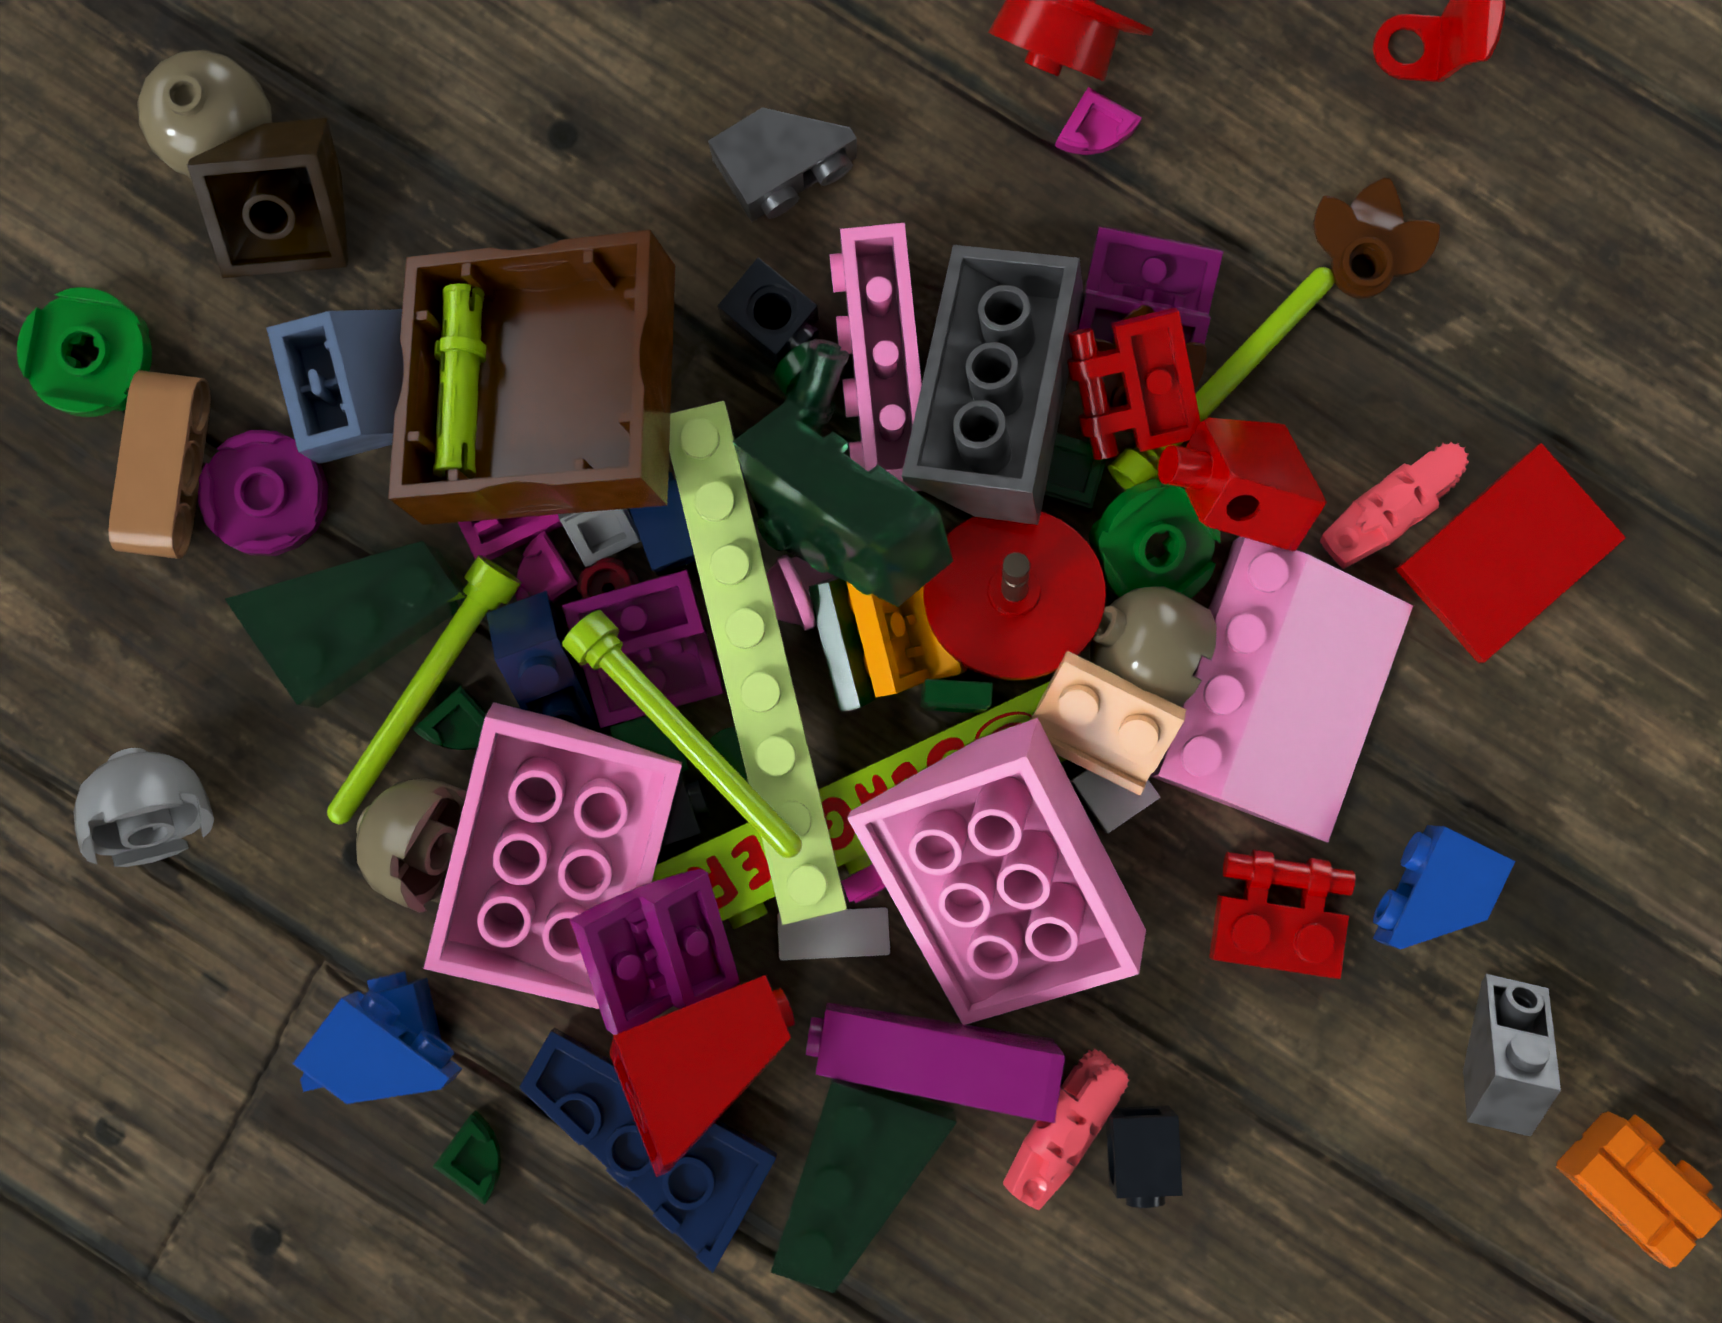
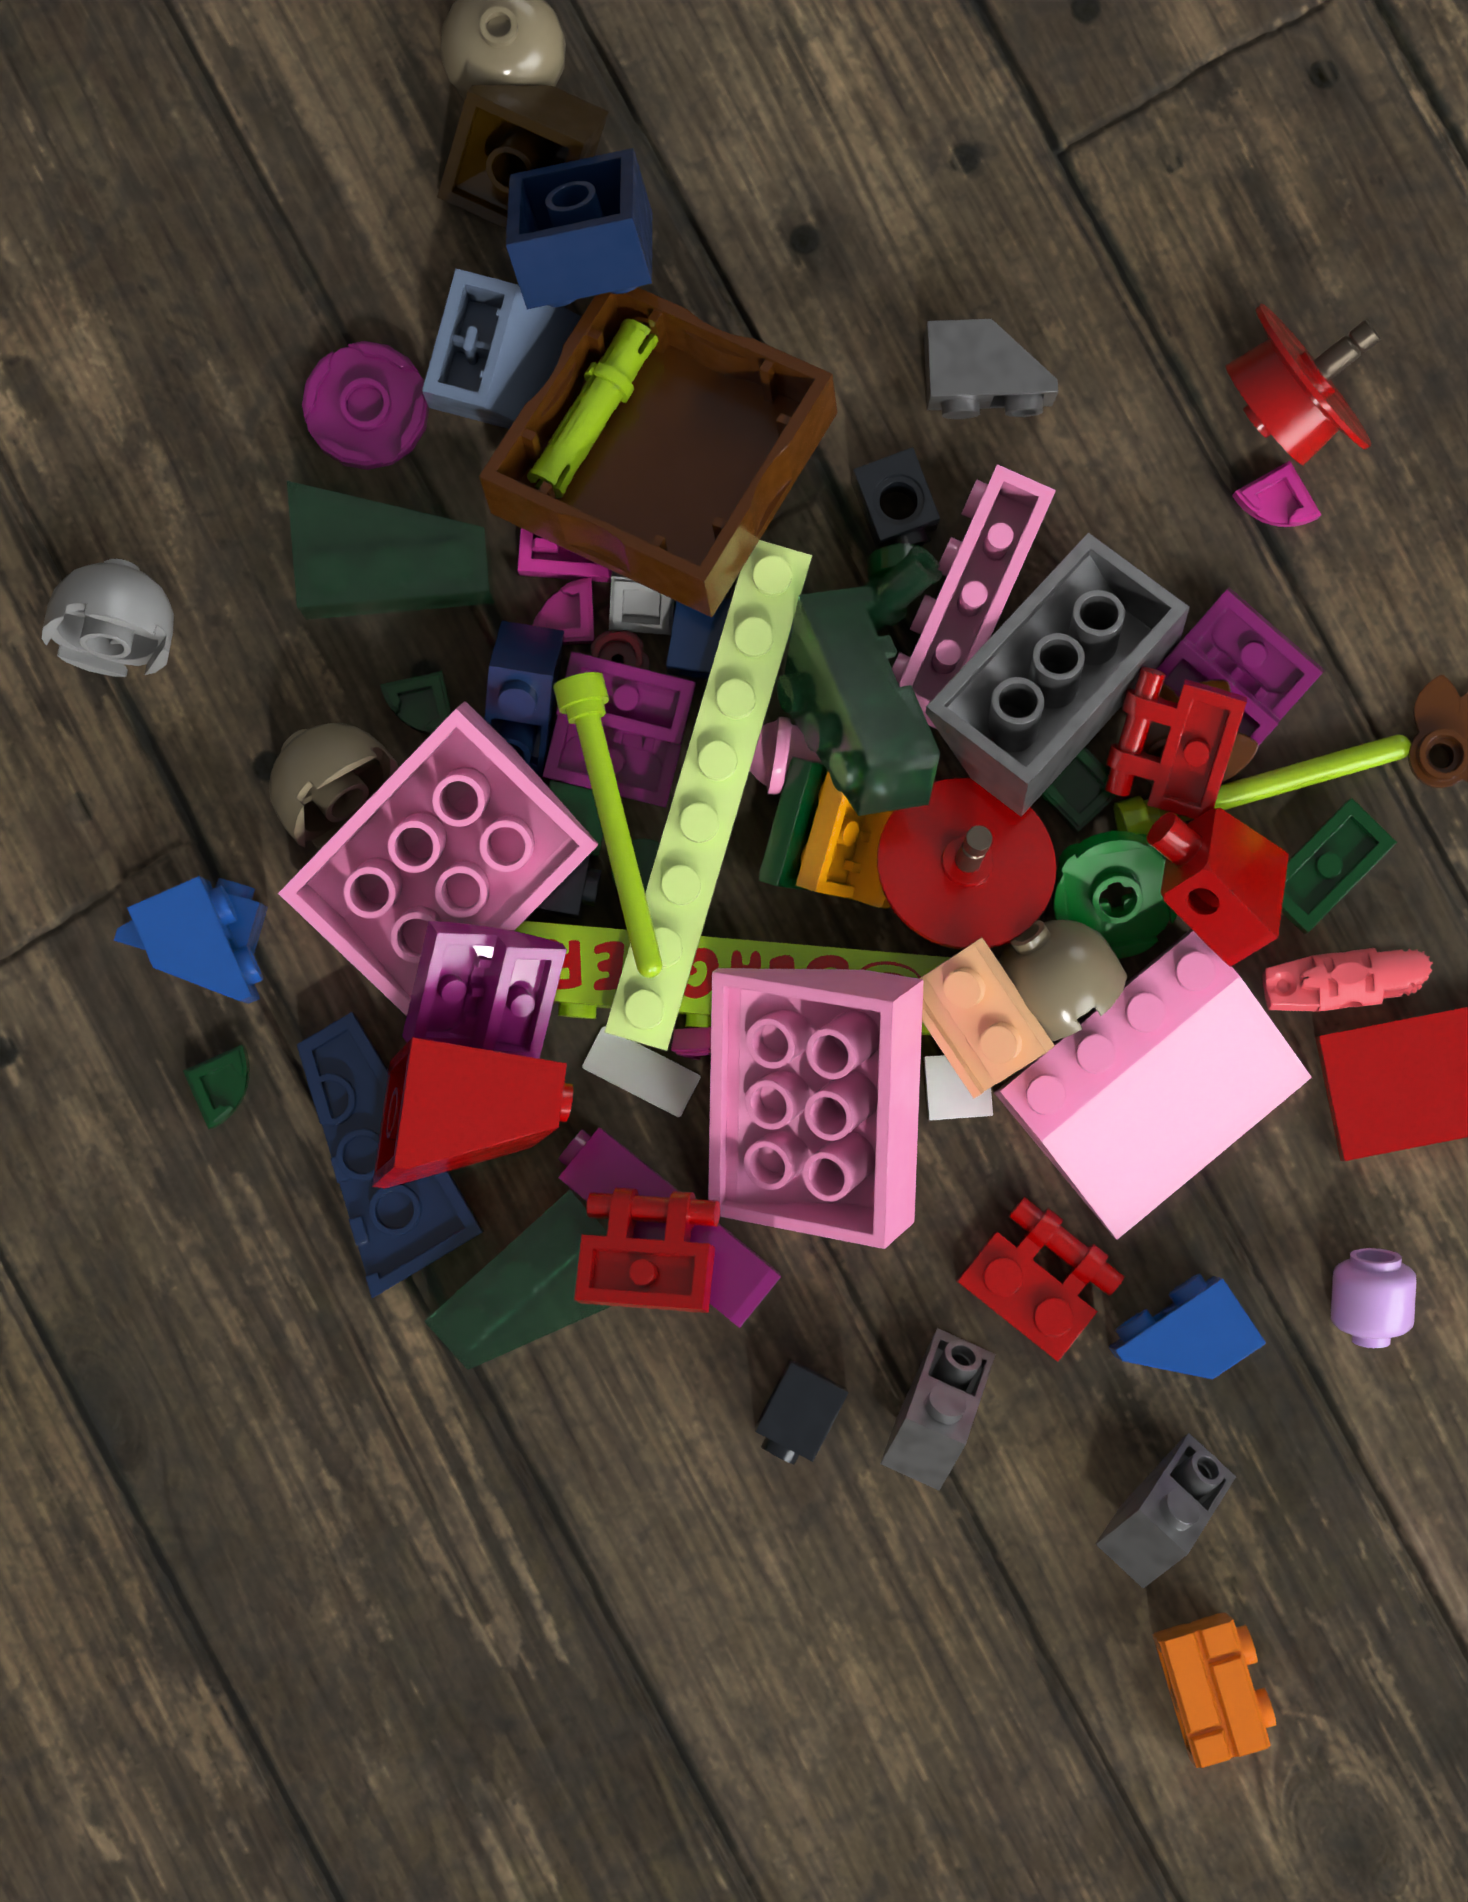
camera: 25 degrees right, 0 degrees up
(66, 322) = (281, 160): green plate -> none
(159, 464) = (292, 330): medium nougat beam -> none
(356, 231) = (579, 229): none -> dark blue brick
(485, 591) = (511, 601): lime piece -> none
(939, 1122) = (647, 1271): none -> red plate
(956, 696) = (864, 923): dark green tile -> none
(1056, 1148) = (745, 1353): coral hinge -> none
(1263, 1082) = (938, 1410): none -> flat silver slope
(1327, 410) = (1332, 864): none -> dark green plate
(1579, 765) = (1373, 1297): none -> lavender head

